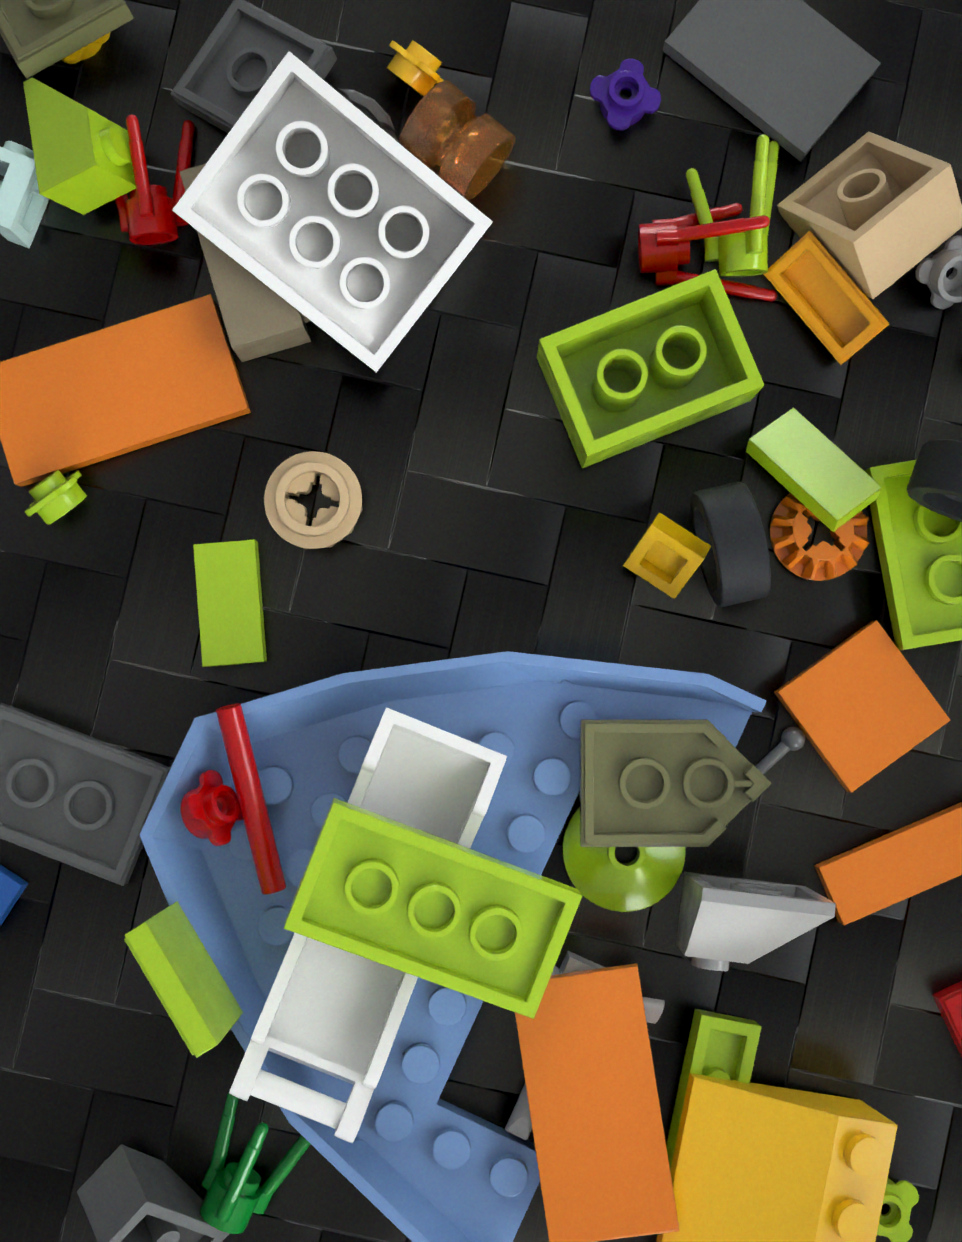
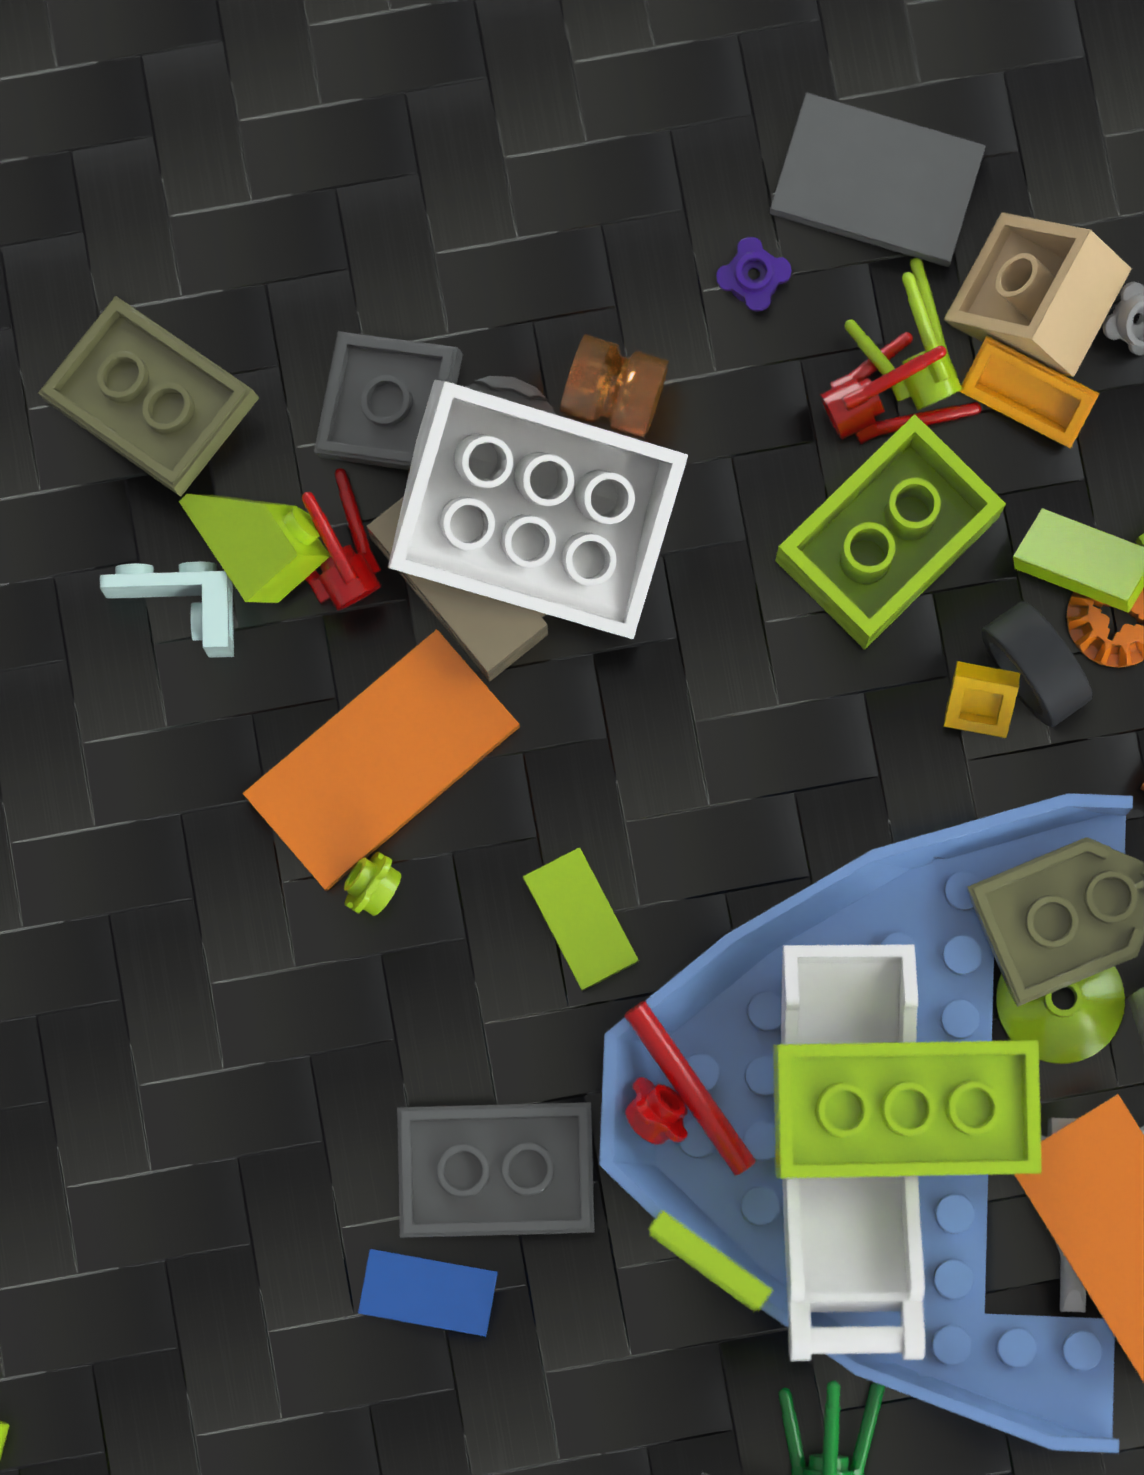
camera: 20 degrees left, 5 degrees down
(297, 477) = (637, 762): tan gear -> none
(415, 67) = (543, 331): yellow plate -> none

